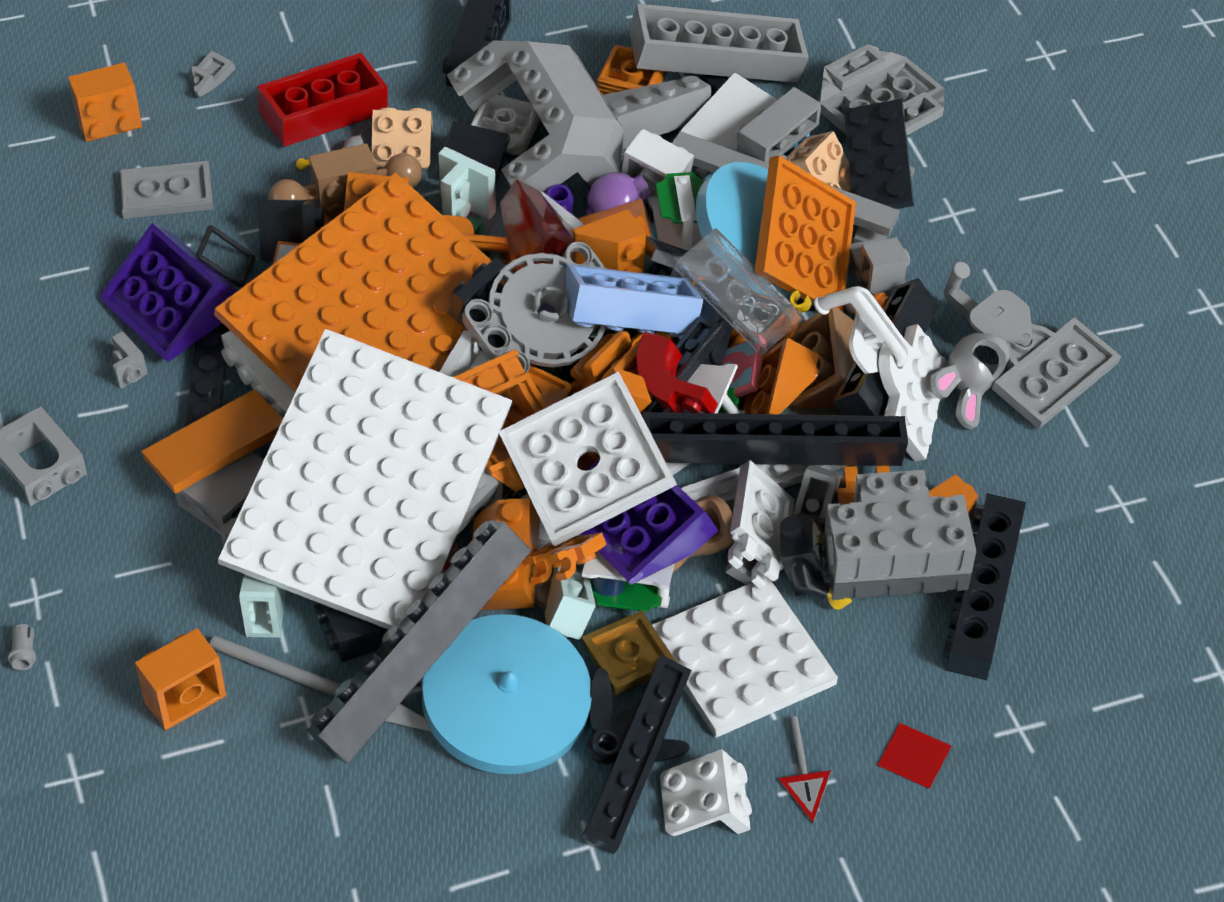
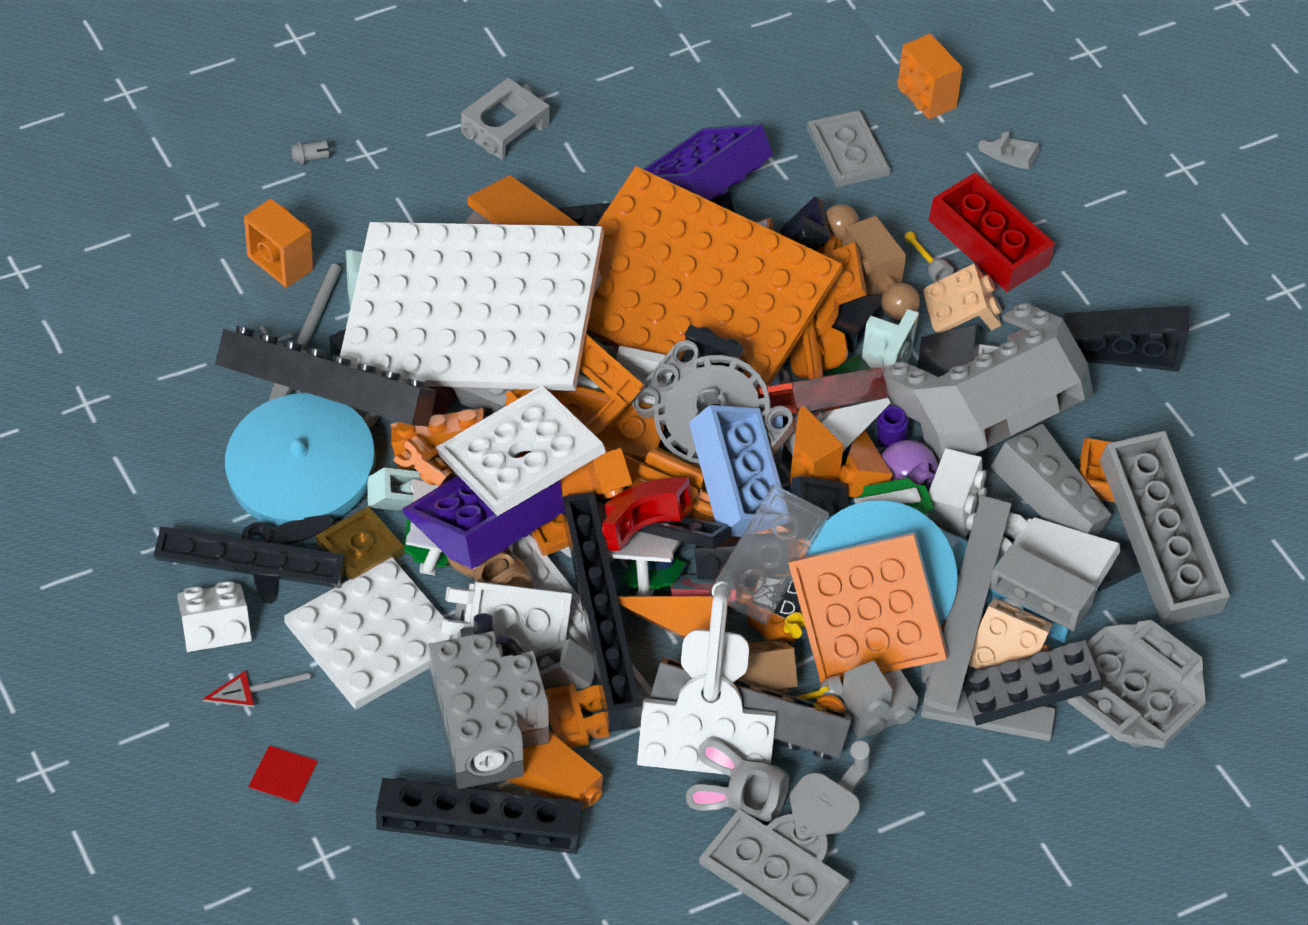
camera: 80 degrees right, 0 degrees up
(129, 361) = (624, 160): light grey bracket -> none
(211, 229) = (781, 221): black piece -> none

